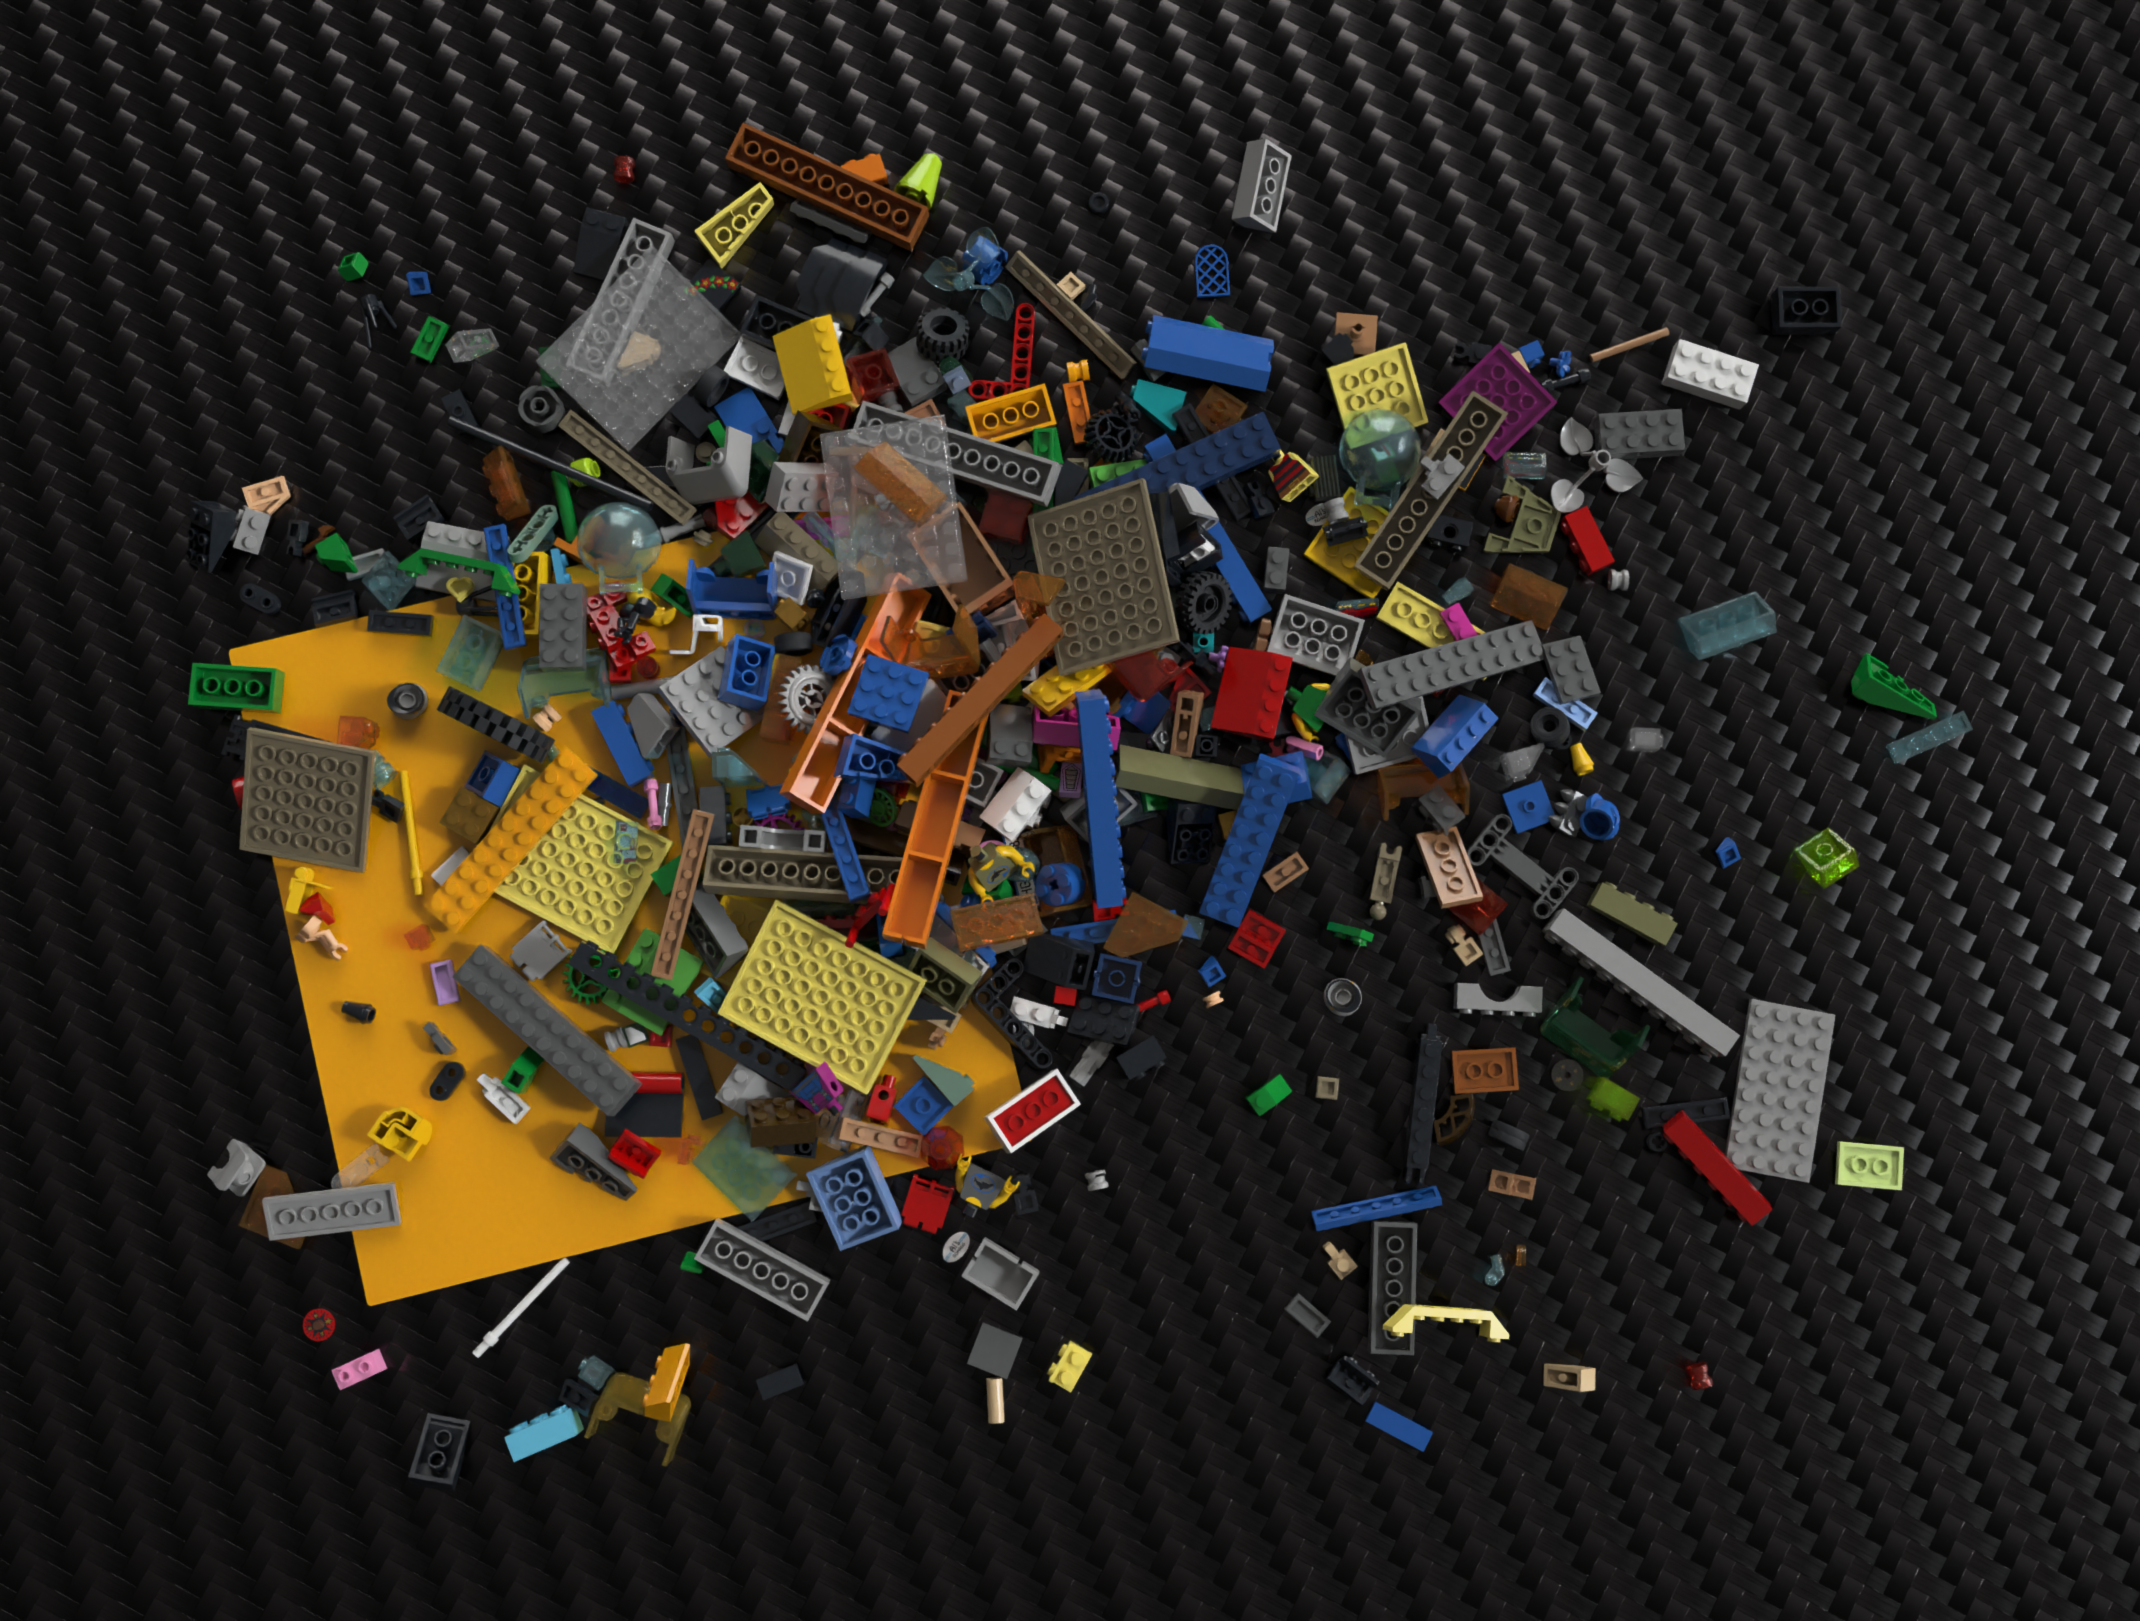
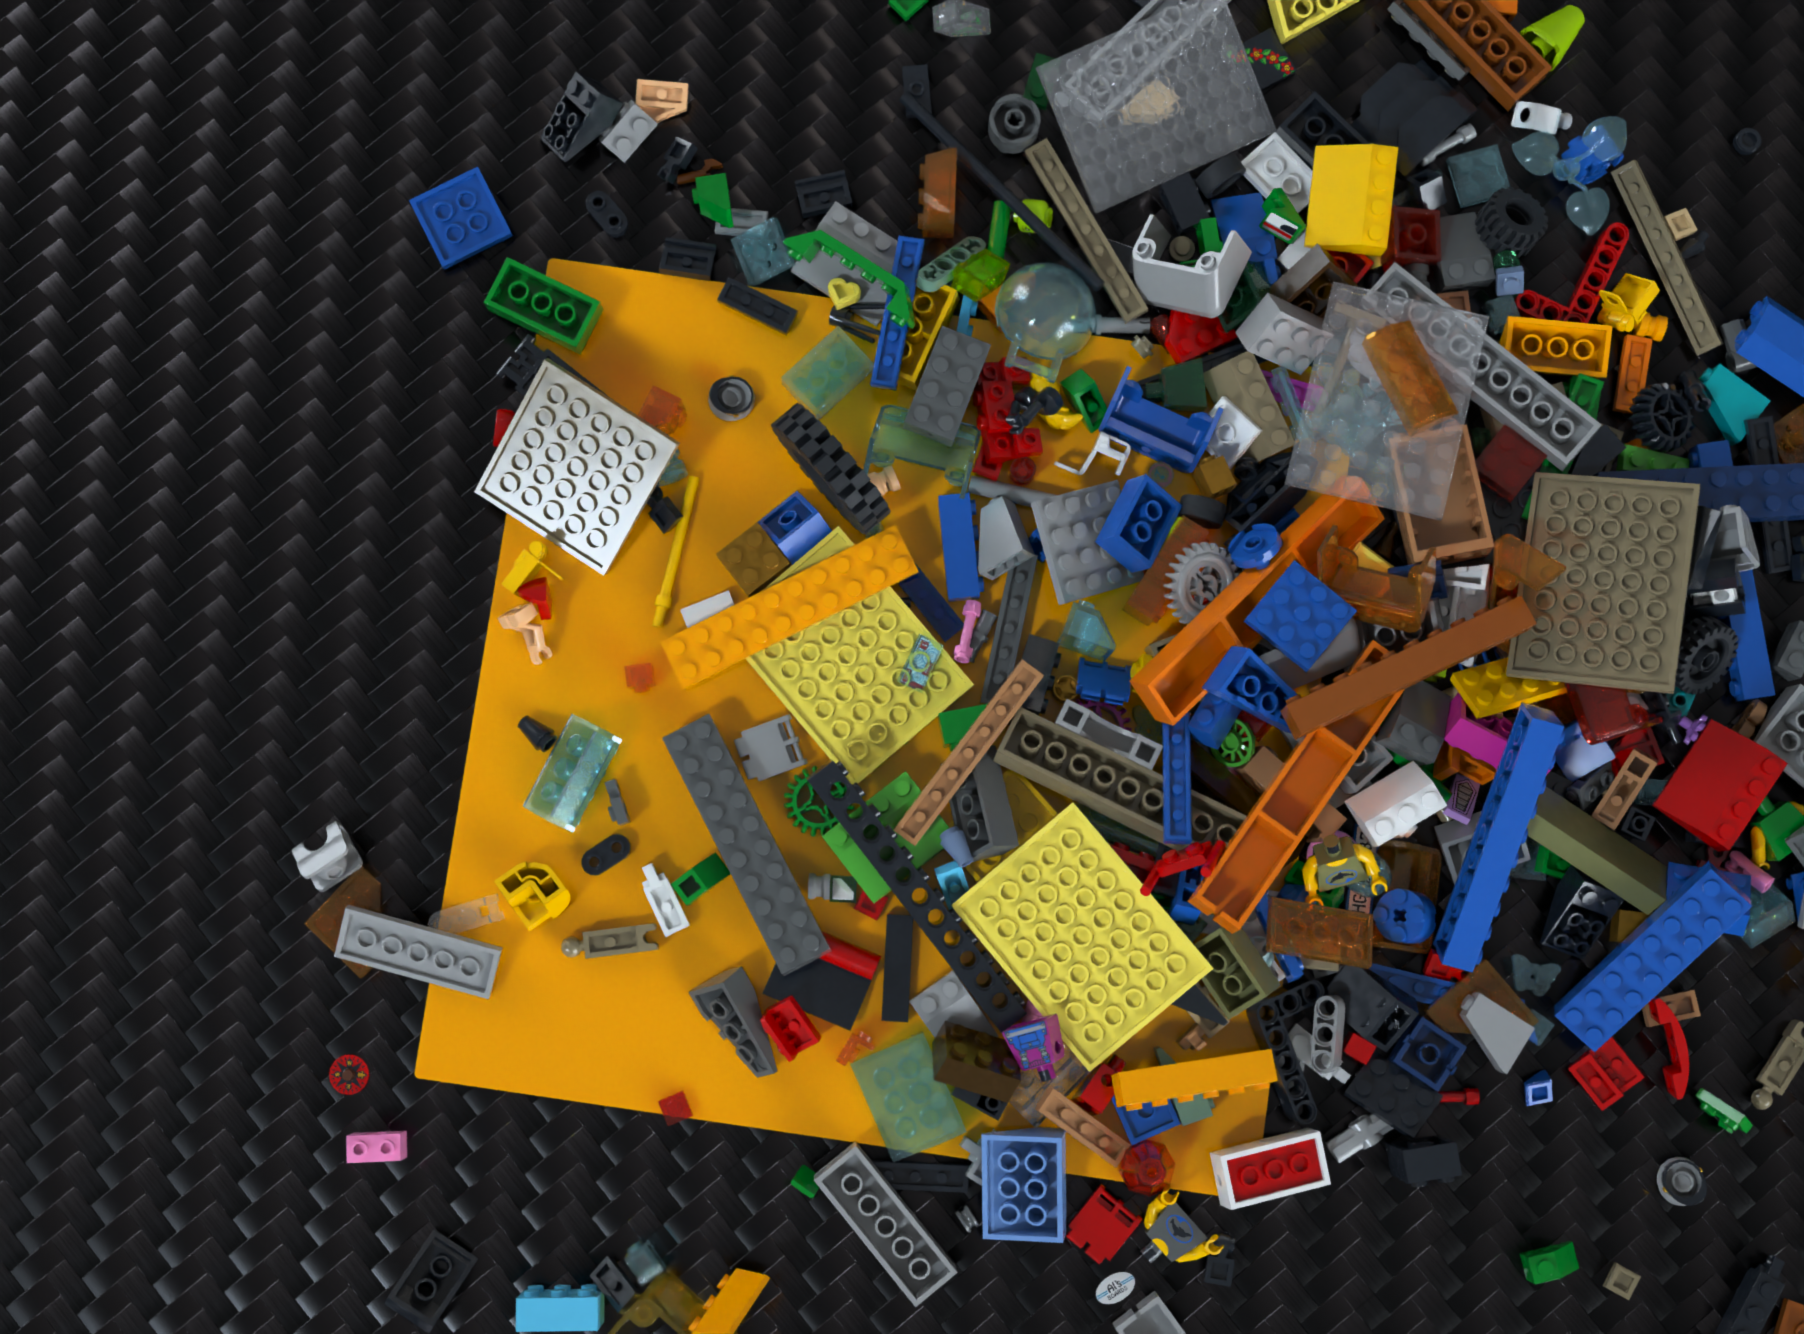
camera: 20 degrees right, 0 degrees up
(149, 646) = (460, 218): none -> blue plate
(397, 1030) = (572, 773): none -> clear light blue slope
(444, 983) = (647, 739): lavender tile -> none
(476, 1144) = (610, 942): none -> dark tan plate
(492, 1337) = (541, 1171): white bar -> none
(556, 533) = (980, 274): none -> clear neon green brick
(573, 1248) = (675, 1108): none -> clear red plate
(702, 966) = (955, 843): none -> sand blue cone
(767, 400) = (1281, 217): none -> green slope
(824, 1240) = (967, 1218): none -> dark grey bush
(906, 307) = (1477, 175): none -> clear light blue plate
(937, 246) = (1541, 117): none -> white bracket
(947, 1067) = (1194, 1078): none -> light orange brick
(1044, 1000) = (1319, 1044): none -> light grey beam
(1052, 360) = (1627, 302): none -> yellow piece
(1096, 1182) = (1311, 1278): light grey wheel -> none
(1156, 940) = (1495, 1030): none -> light grey slope
(1166, 888) = (1542, 974): none -> clear light blue animal
(1213, 999) = (1528, 1122): light nougat bush -> none
(1307, 918) = (1677, 1073): none -> red slope

